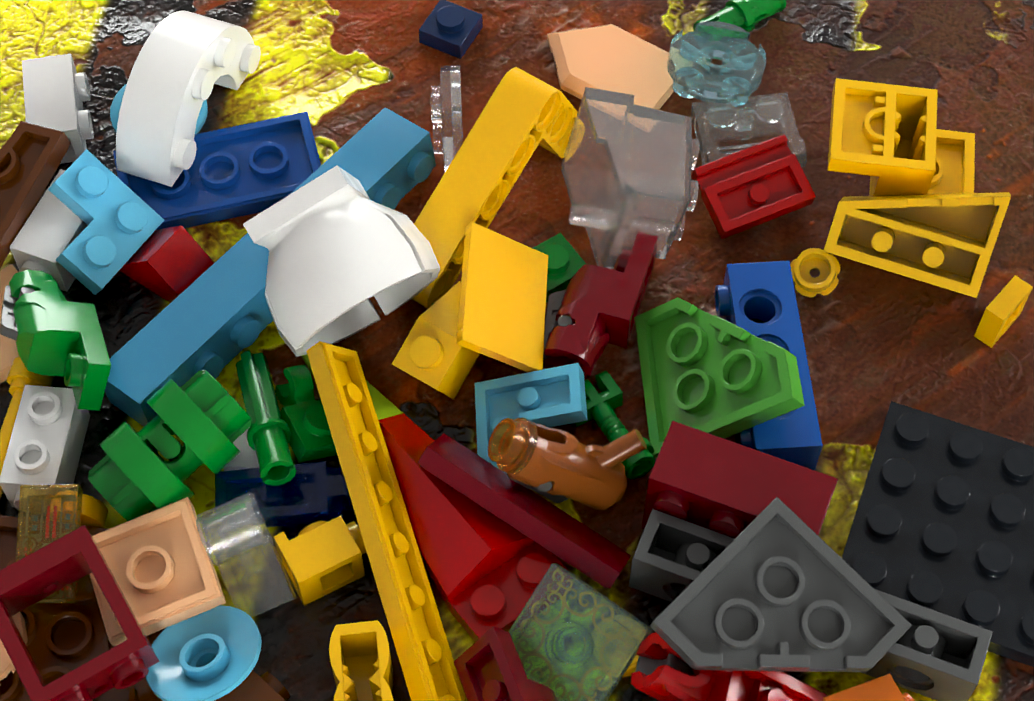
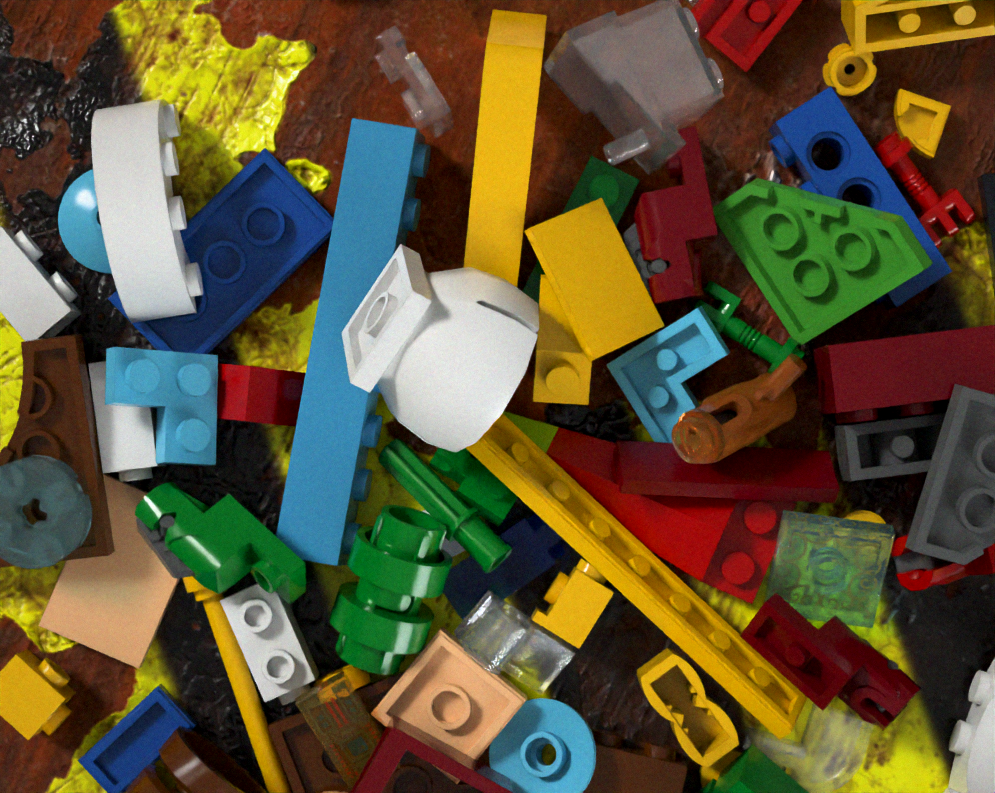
camera: 30 degrees left, 30 degrees up
(820, 349) = (893, 153): none -> red hinge
(858, 342) = (920, 121): none -> yellow tile

